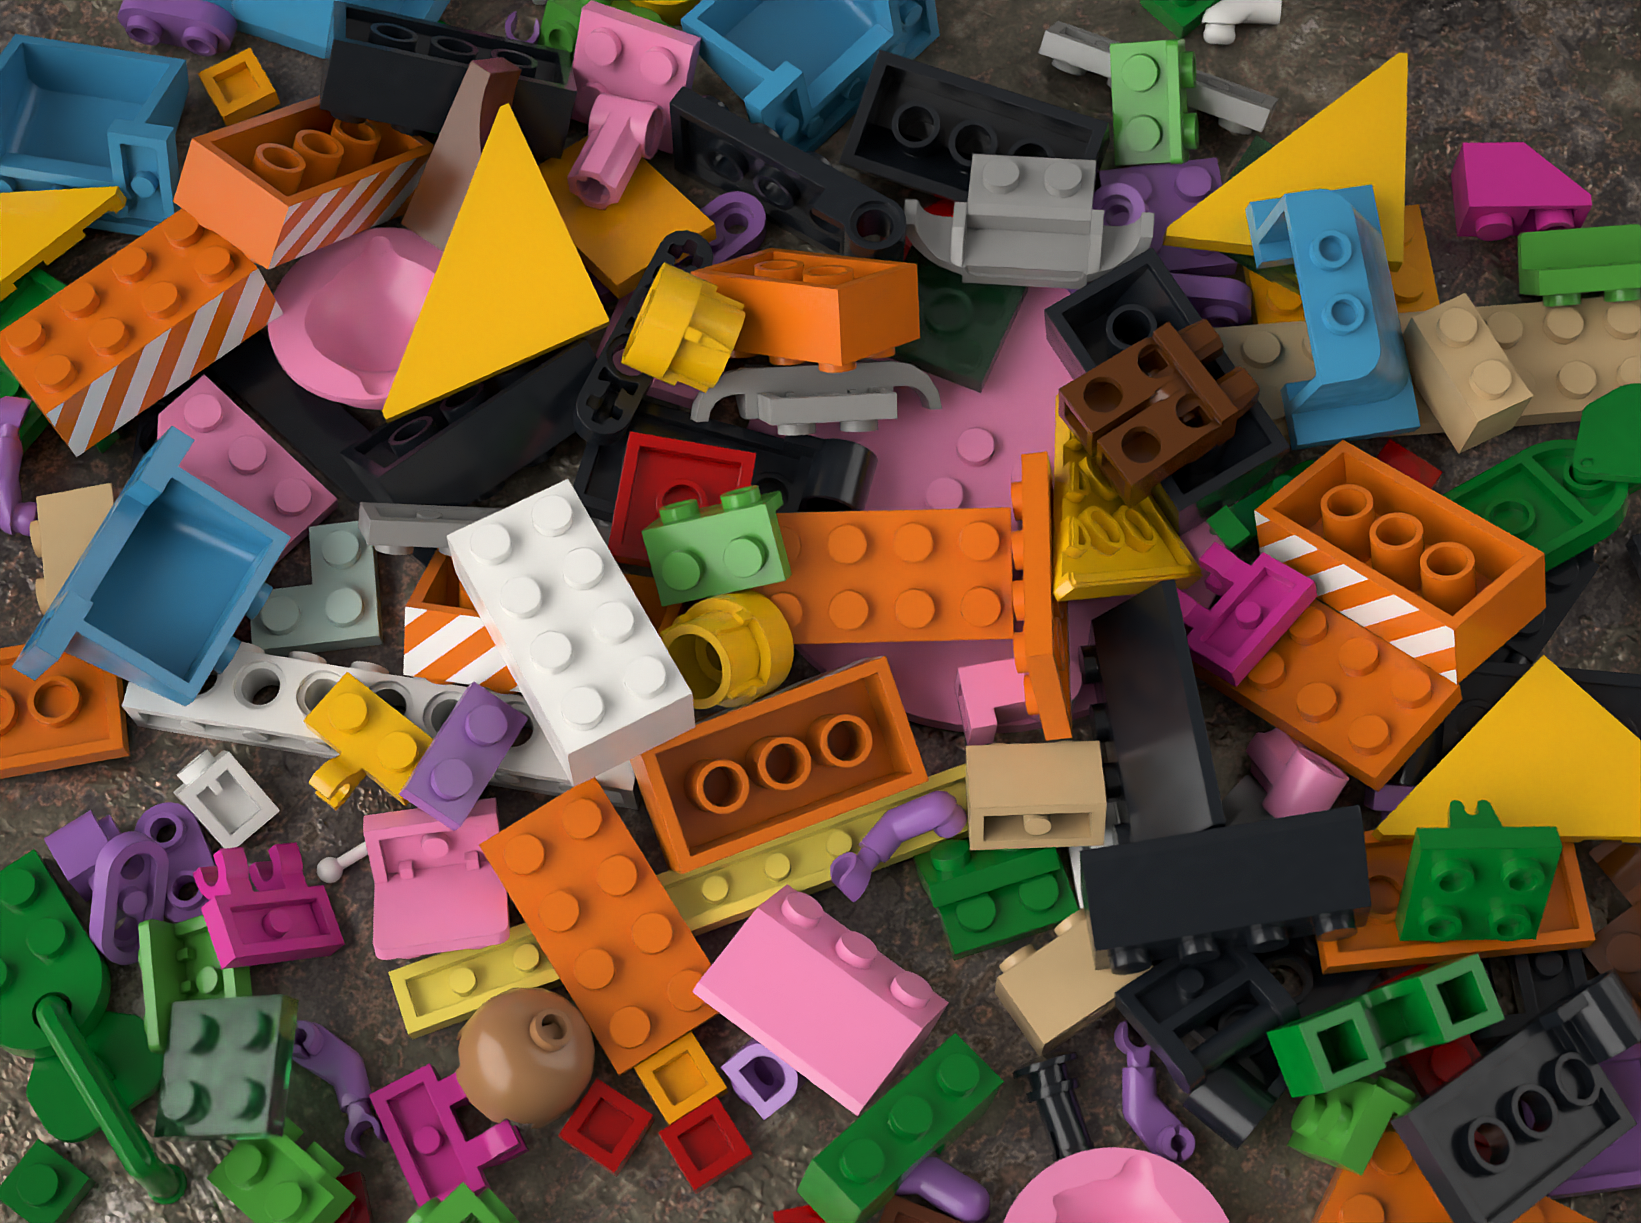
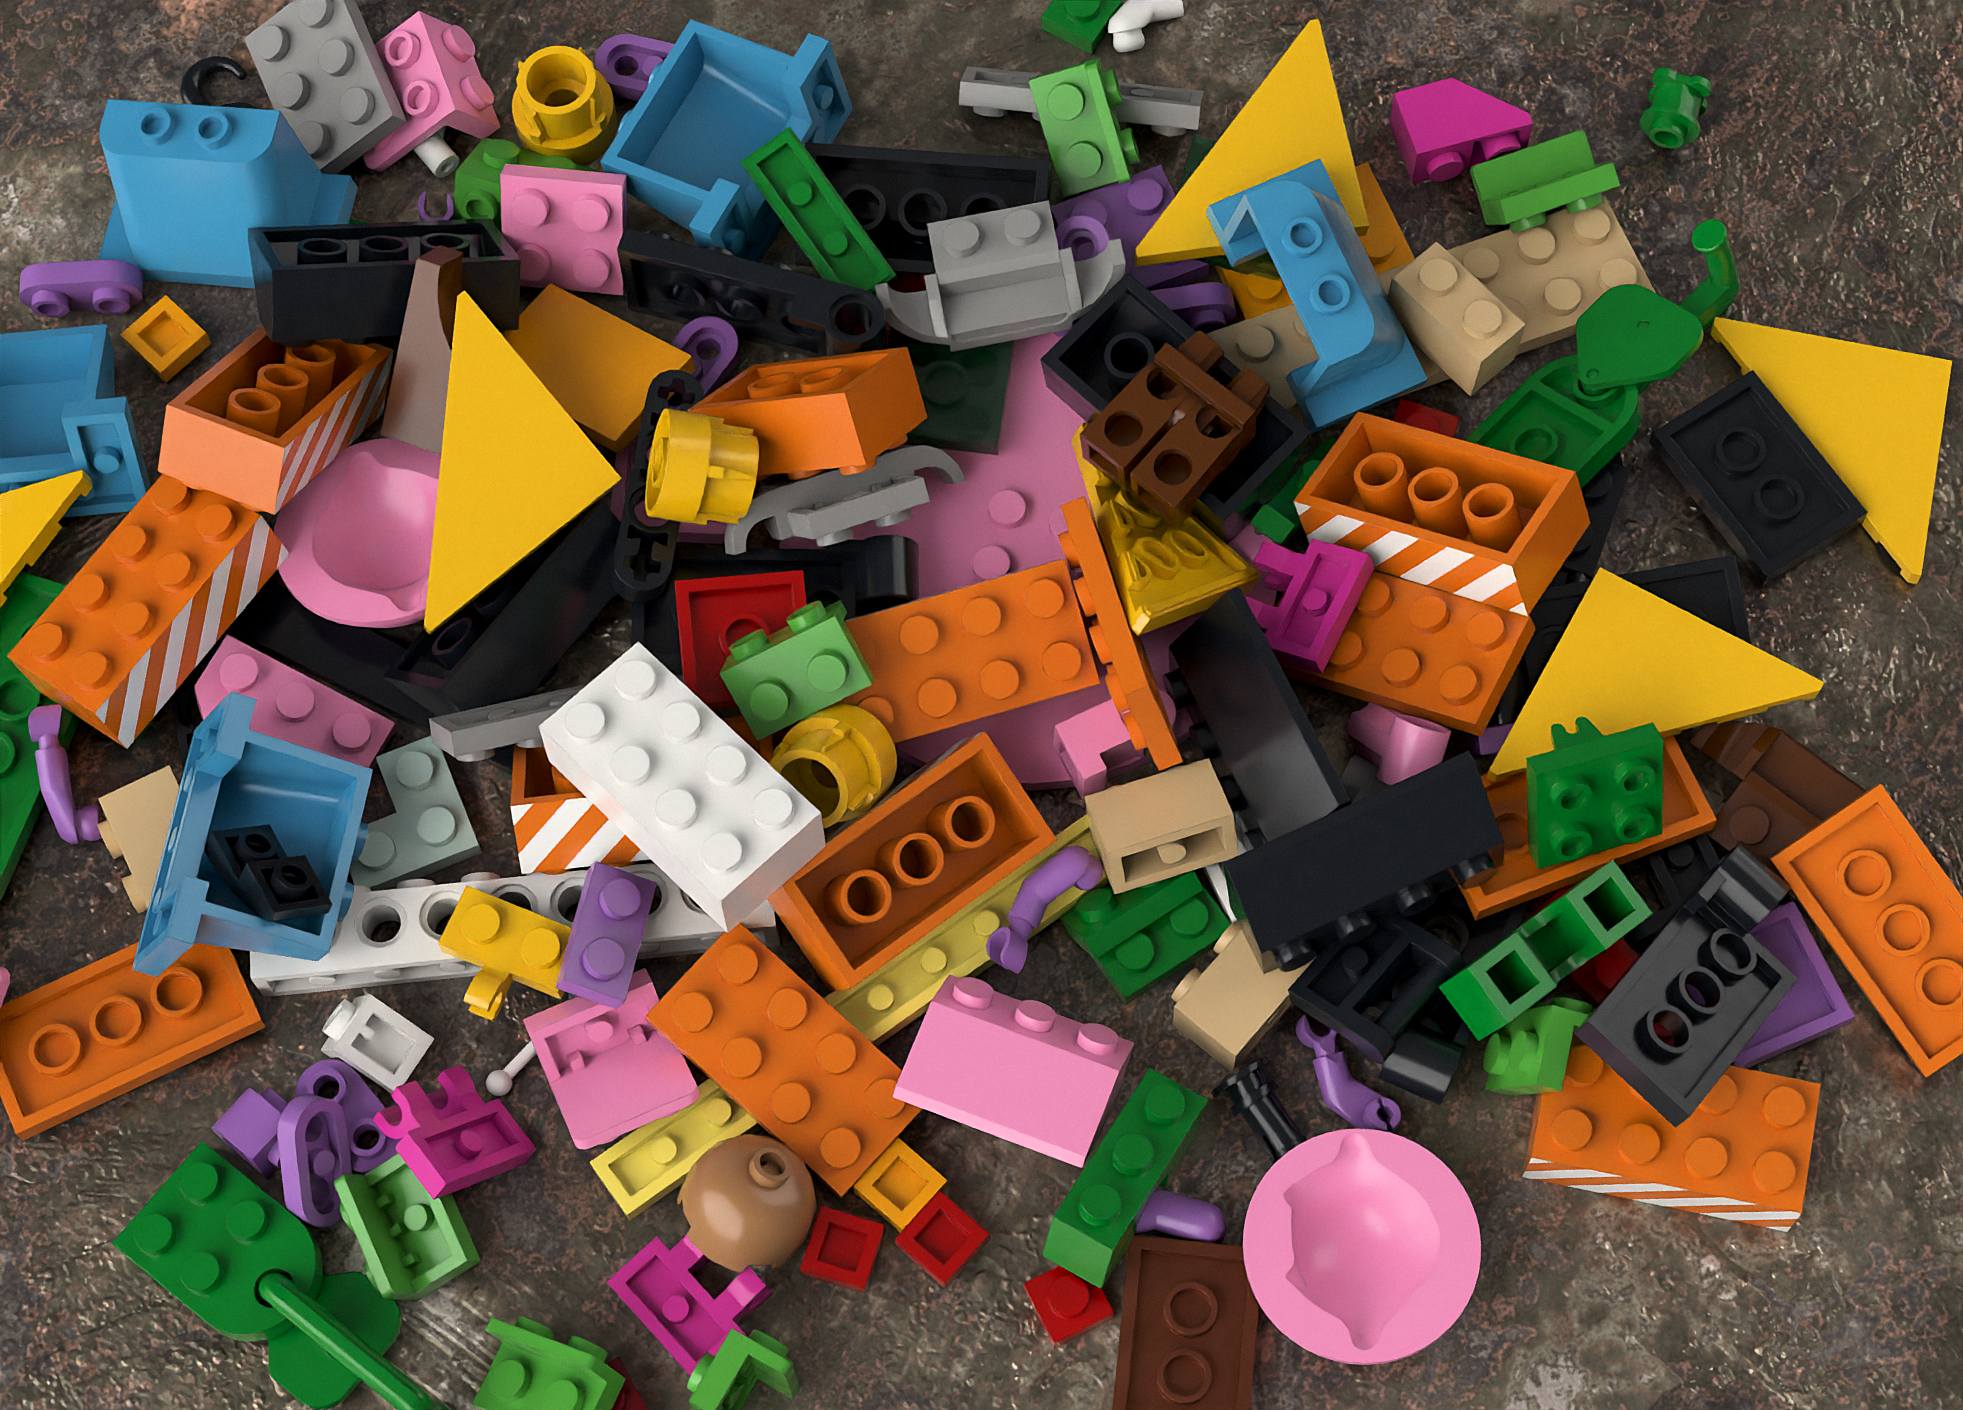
camera: 15 degrees left, 0 degrees up
(157, 611) = (264, 876): none -> black slope
(227, 1069) = (465, 1292): clear green plate -> none
(345, 1070) = (572, 1266): medium lavender arm -> none
(618, 137) = (570, 295): bright pink piece -> none
(762, 1078) = (979, 1160): medium lavender plate -> none
(870, 119) = (816, 214): none -> green tile

